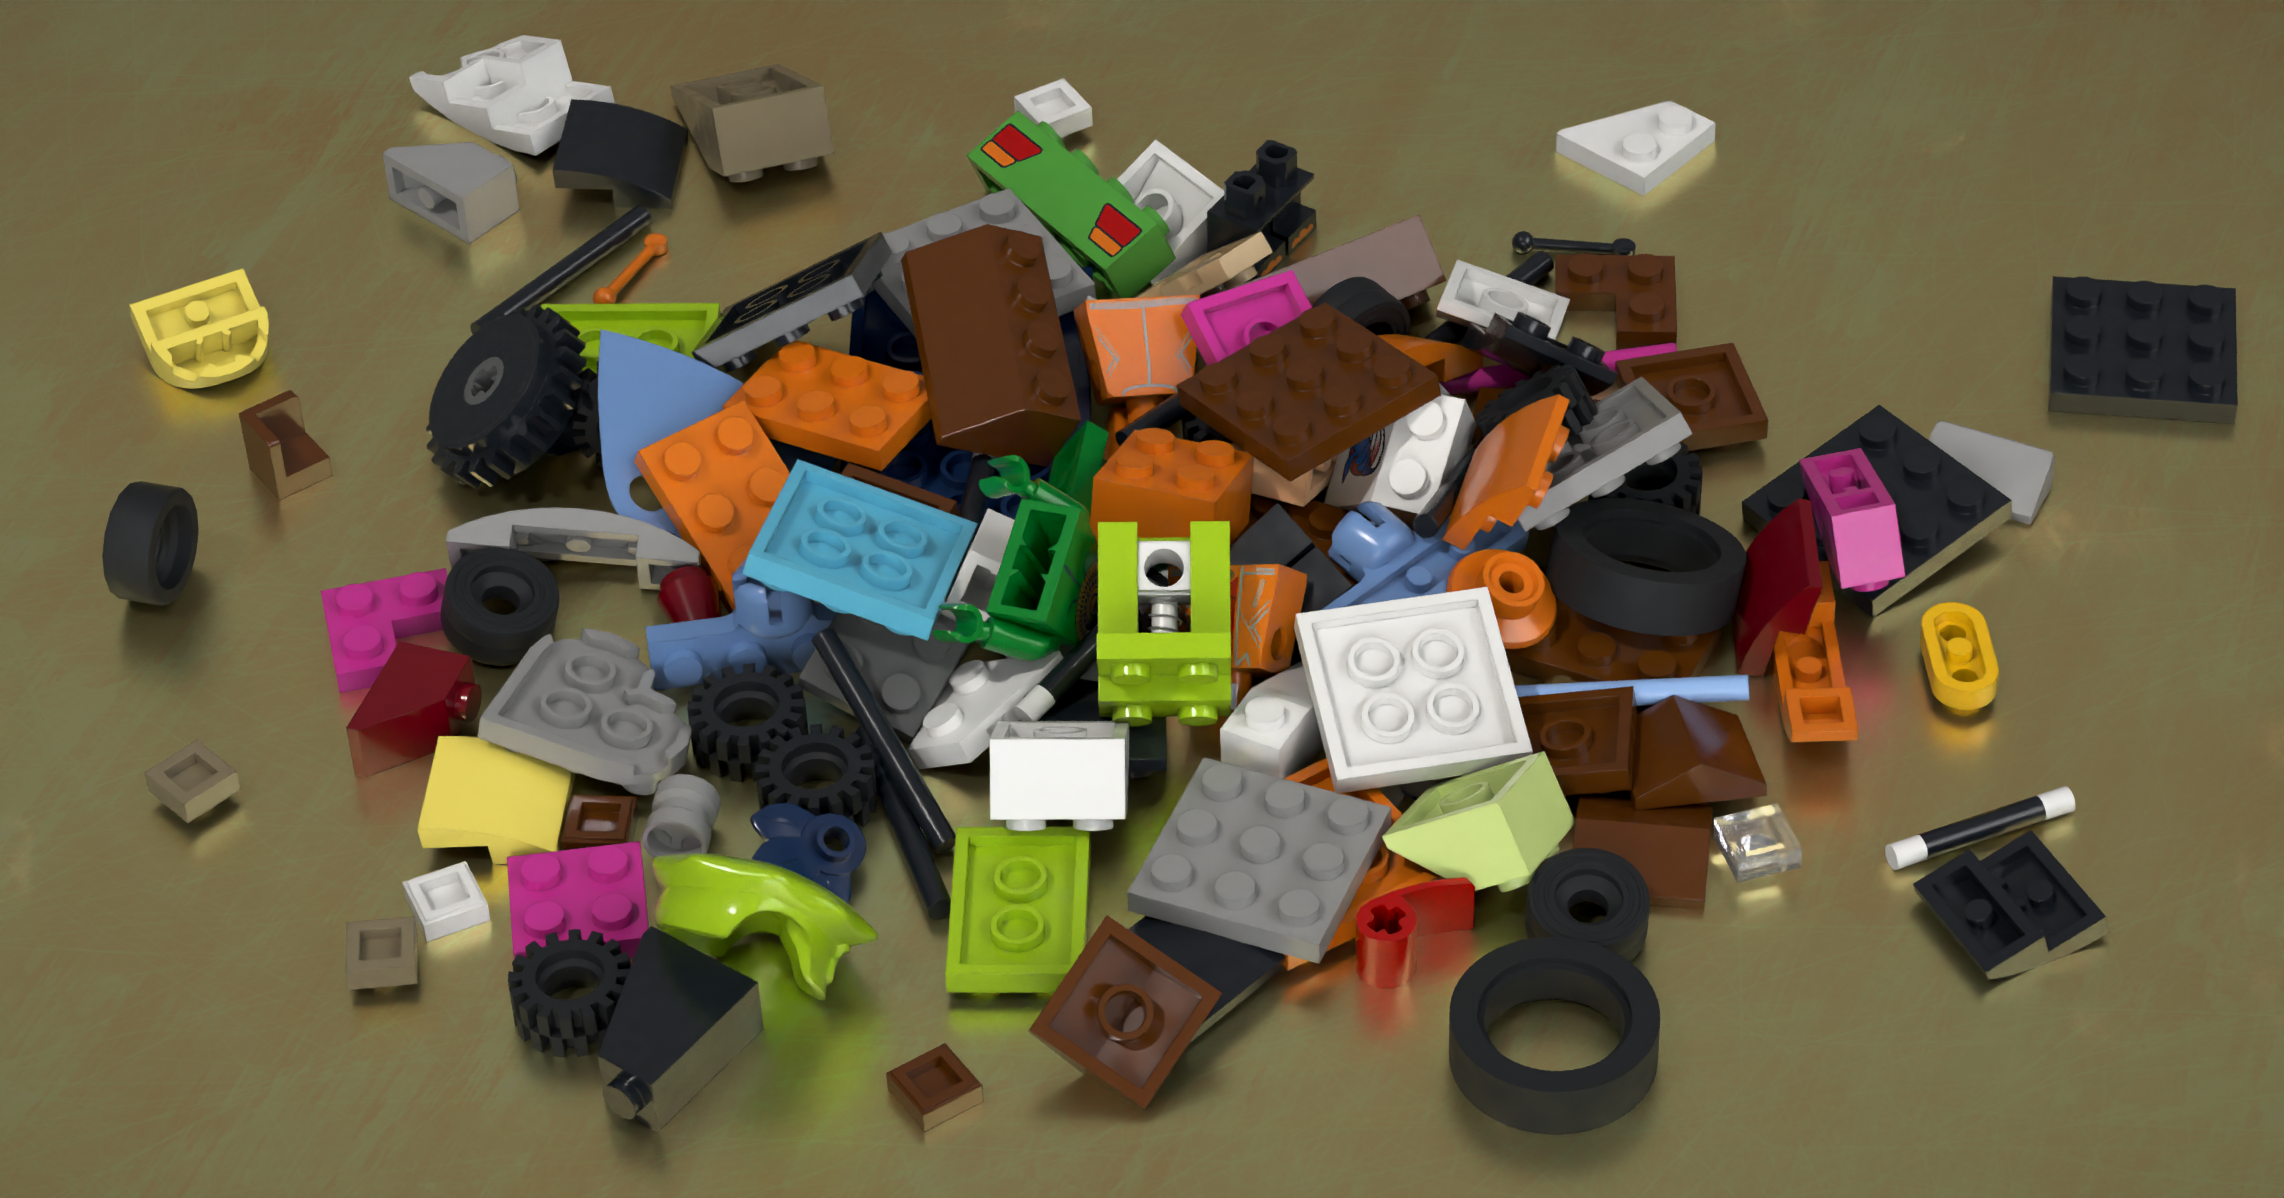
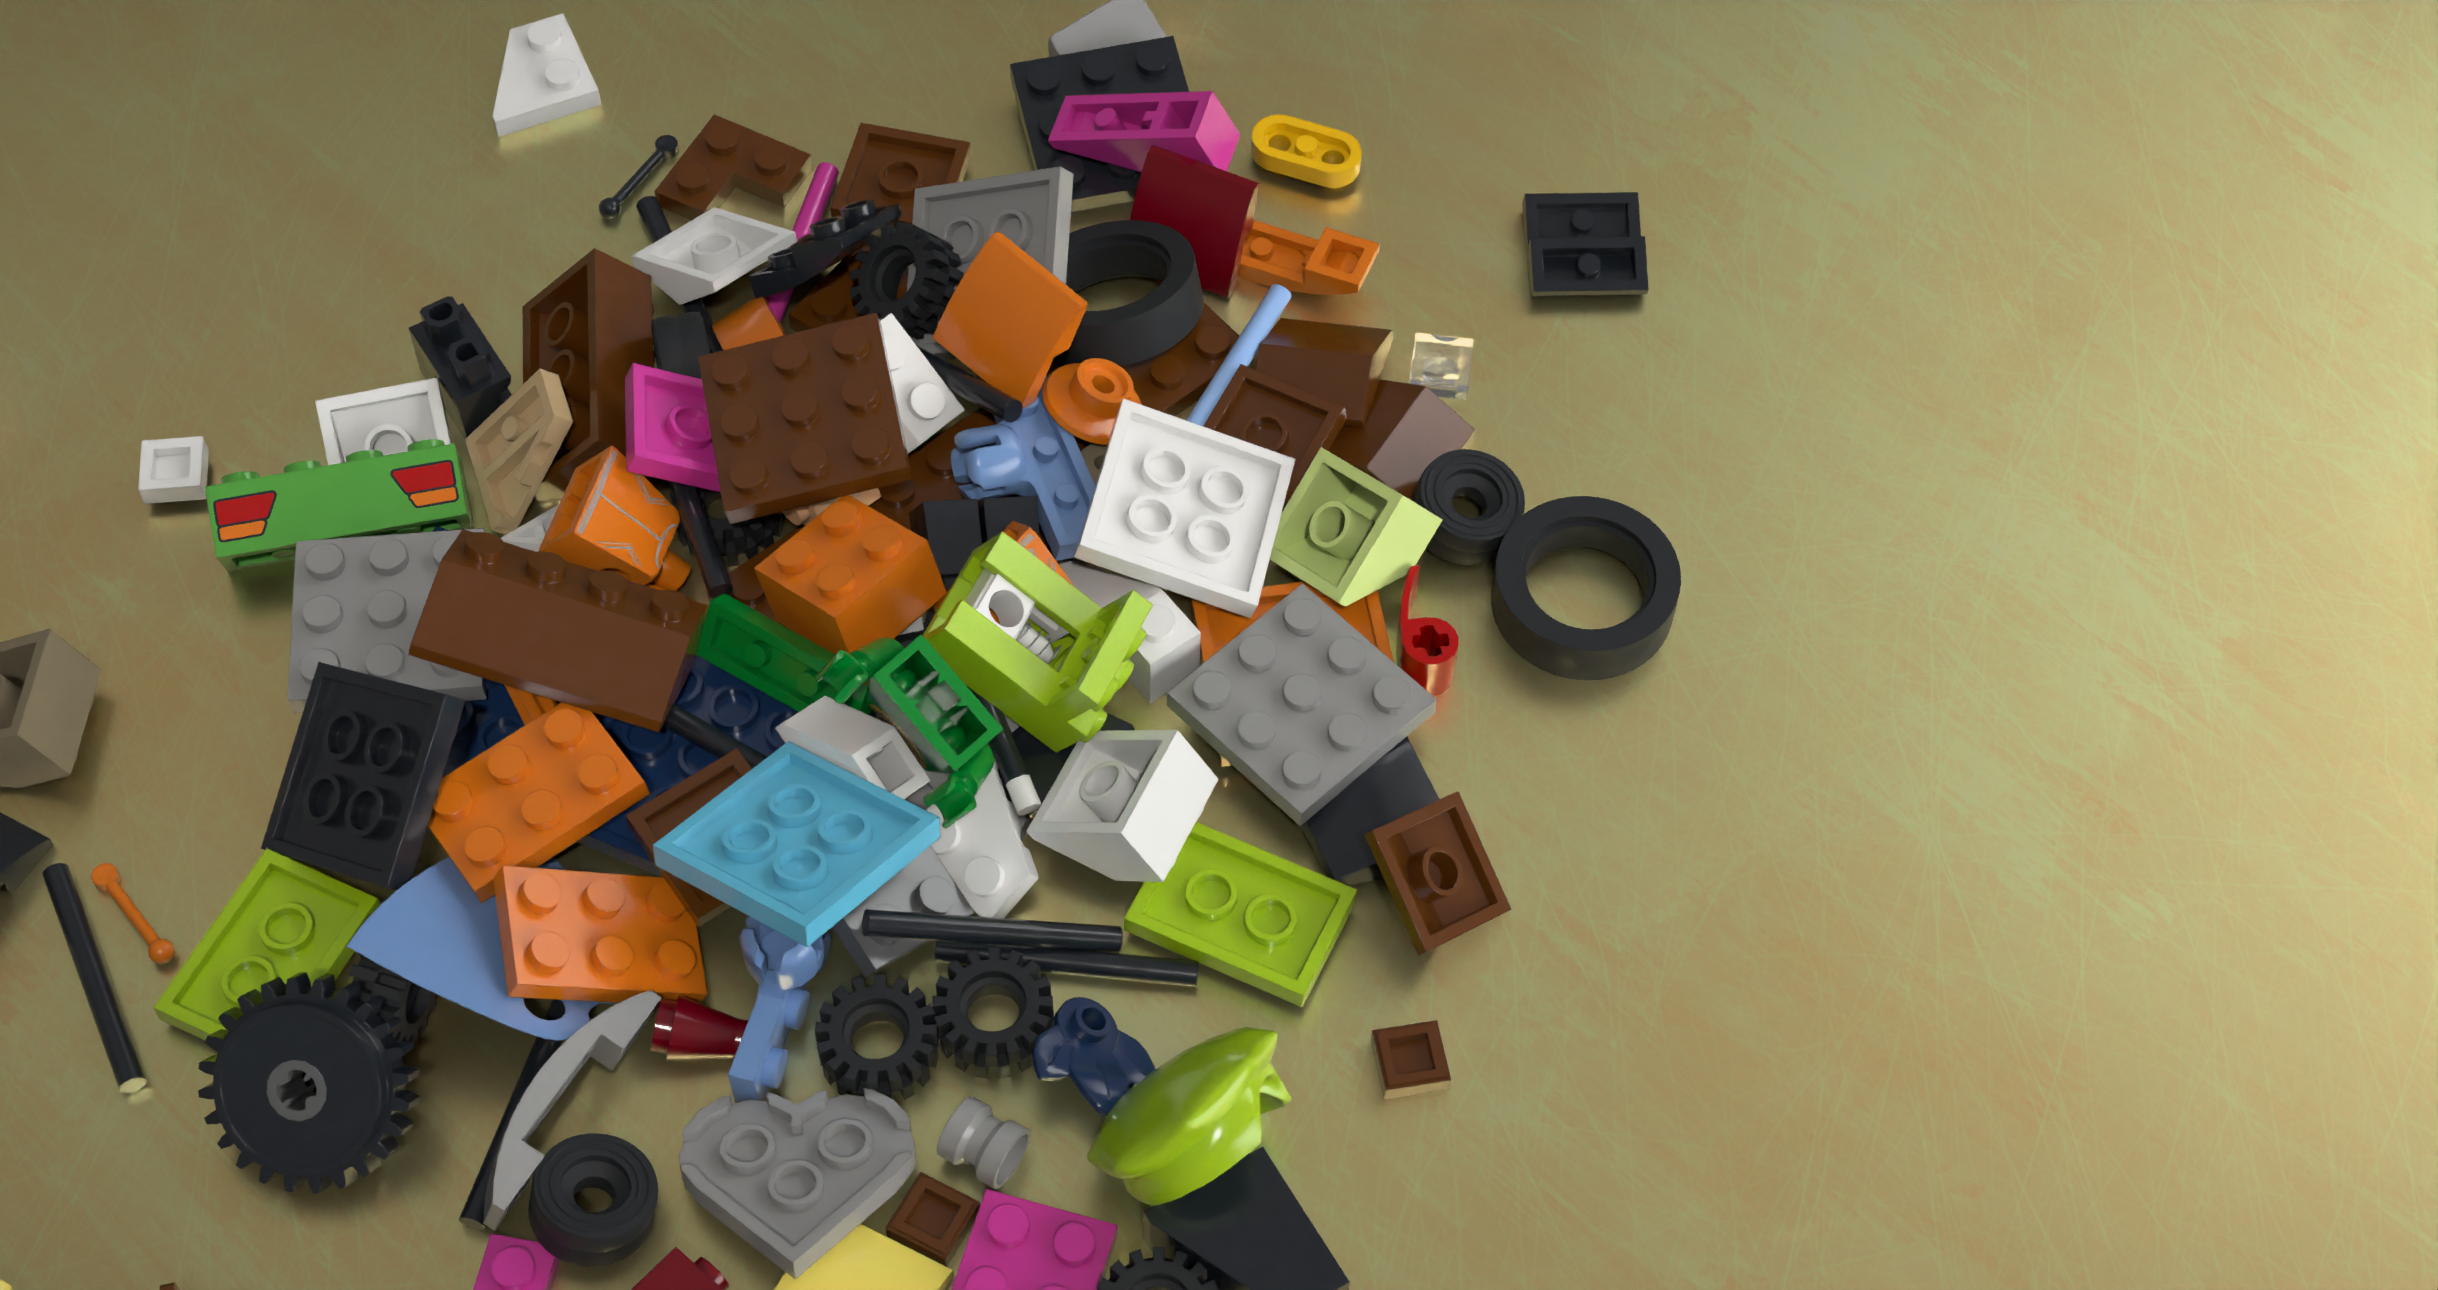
camera: 70 degrees left, 15 degrees up
(1980, 828) = (1489, 226): black bar -> none

